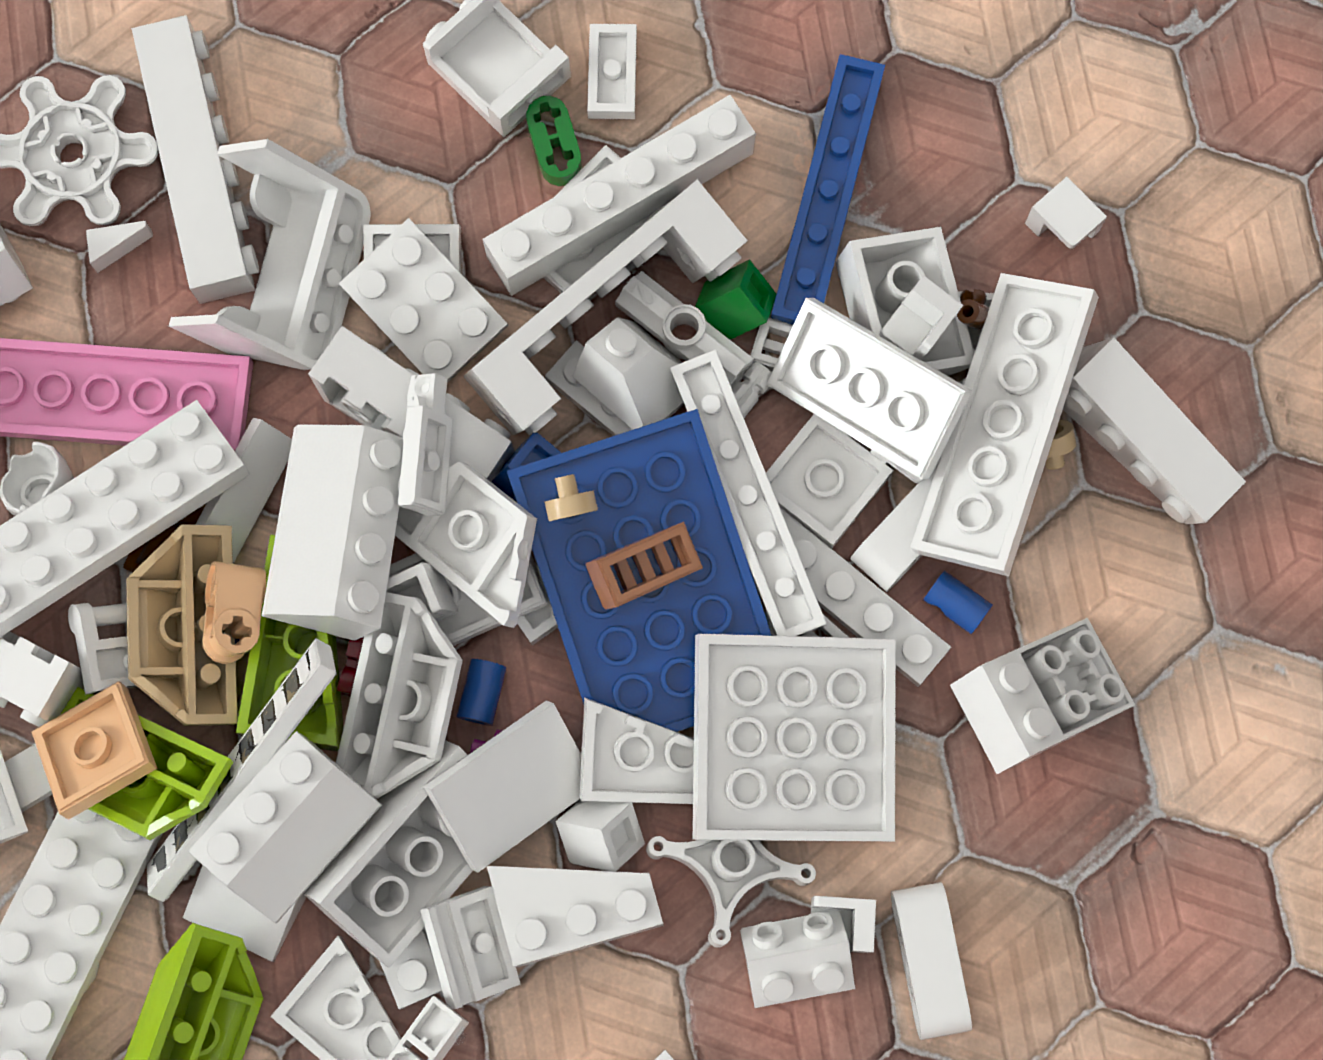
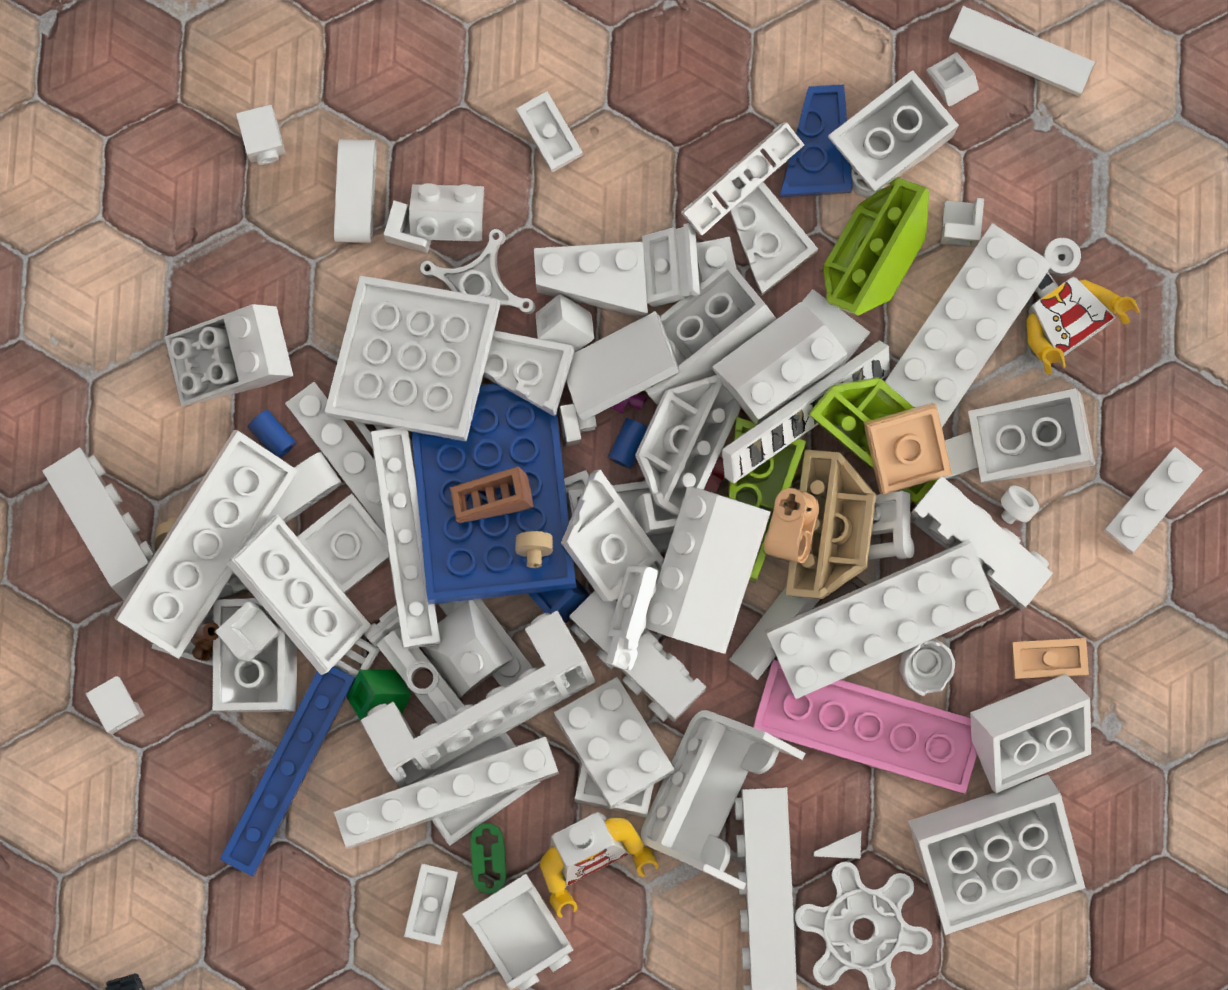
camera: 170 degrees left, 5 degrees up
(427, 166) = (586, 849): none -> torso
(562, 695) = (573, 425): none -> white tile
(1081, 1011) = (261, 135): none -> white brick

